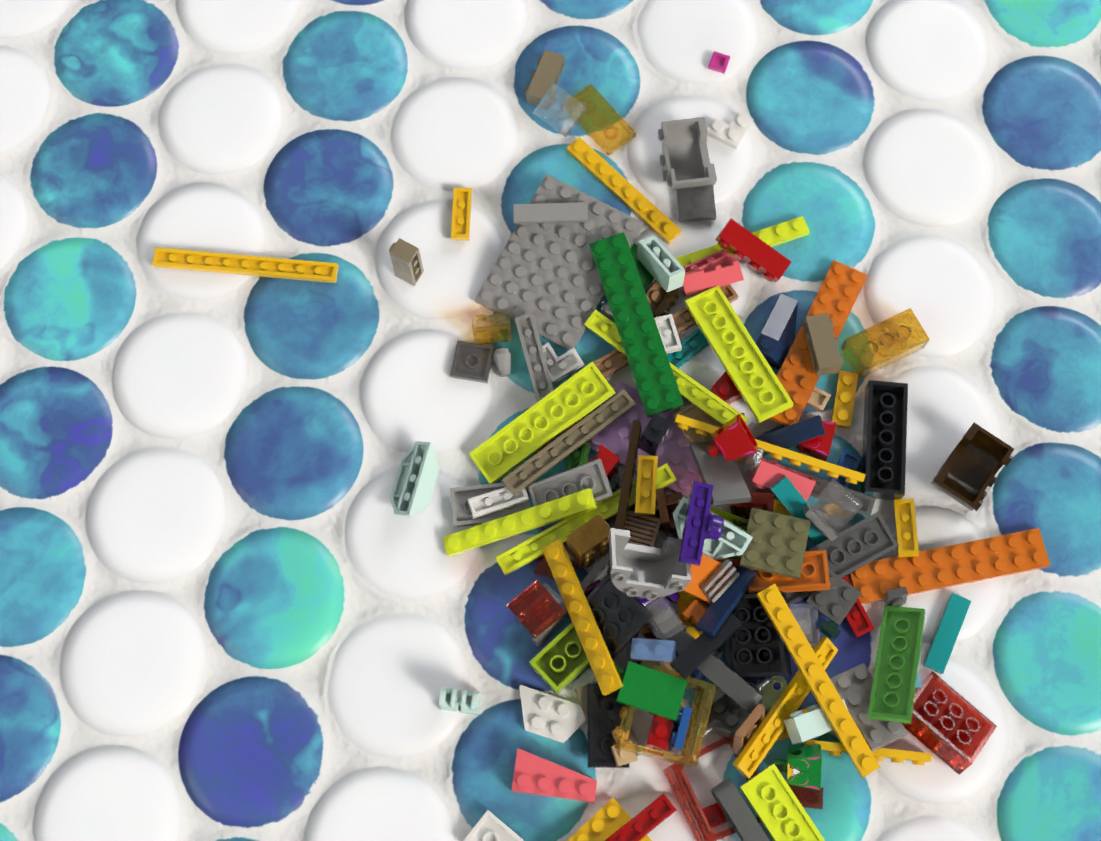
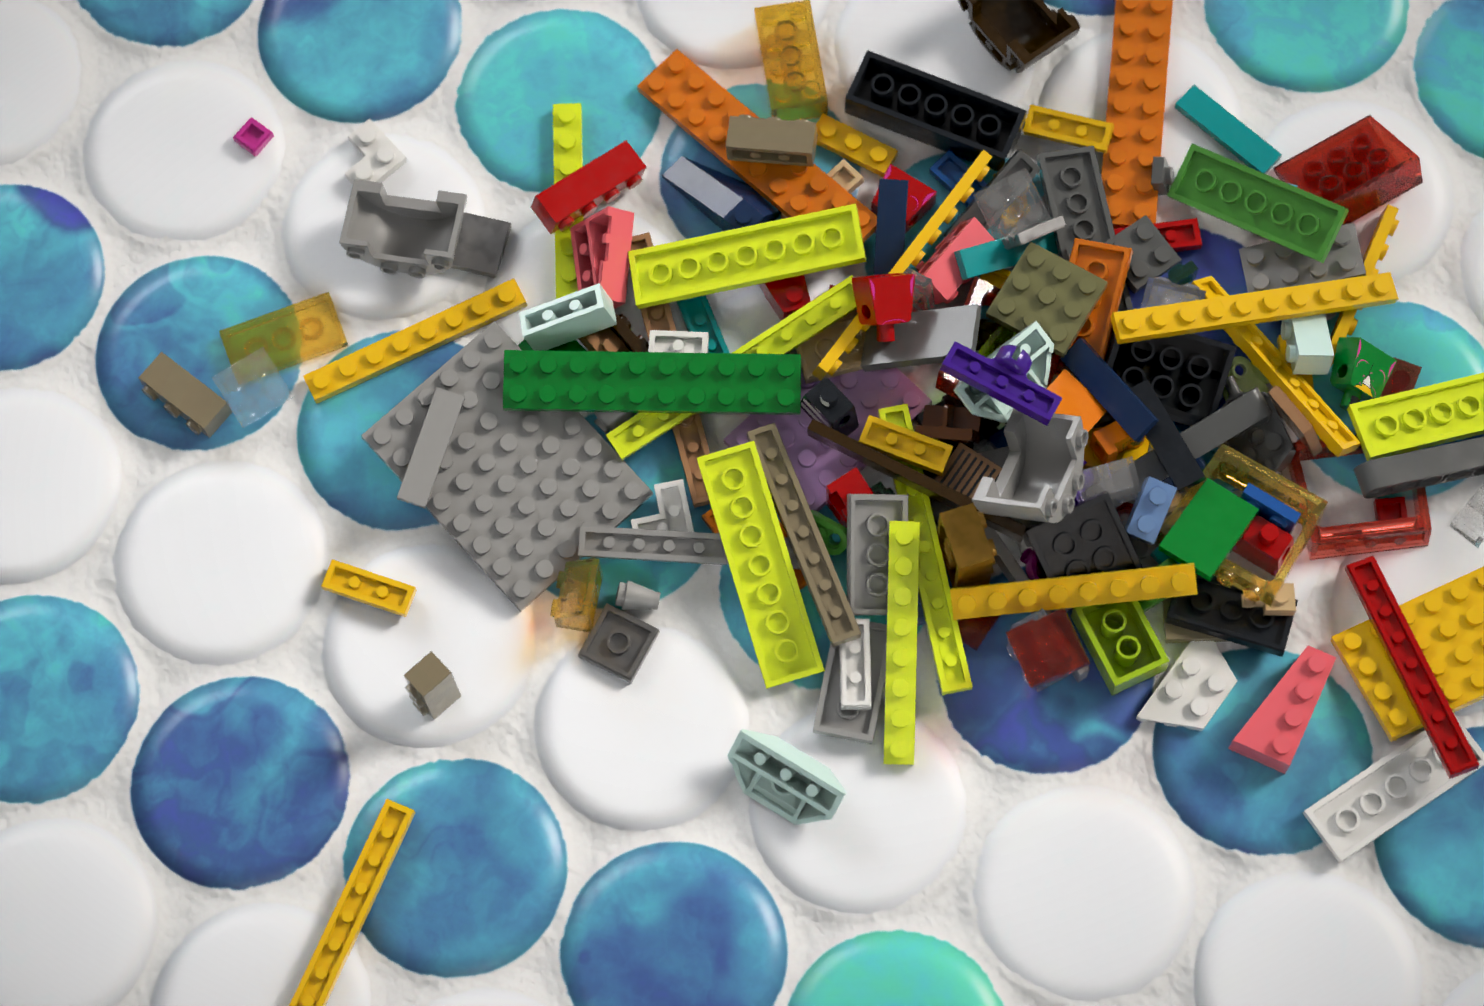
camera: 70 degrees left, 0 degrees up
(451, 700) = (1138, 804): light aqua legs -> none
(721, 584) = (1081, 388): flat silver tile -> none

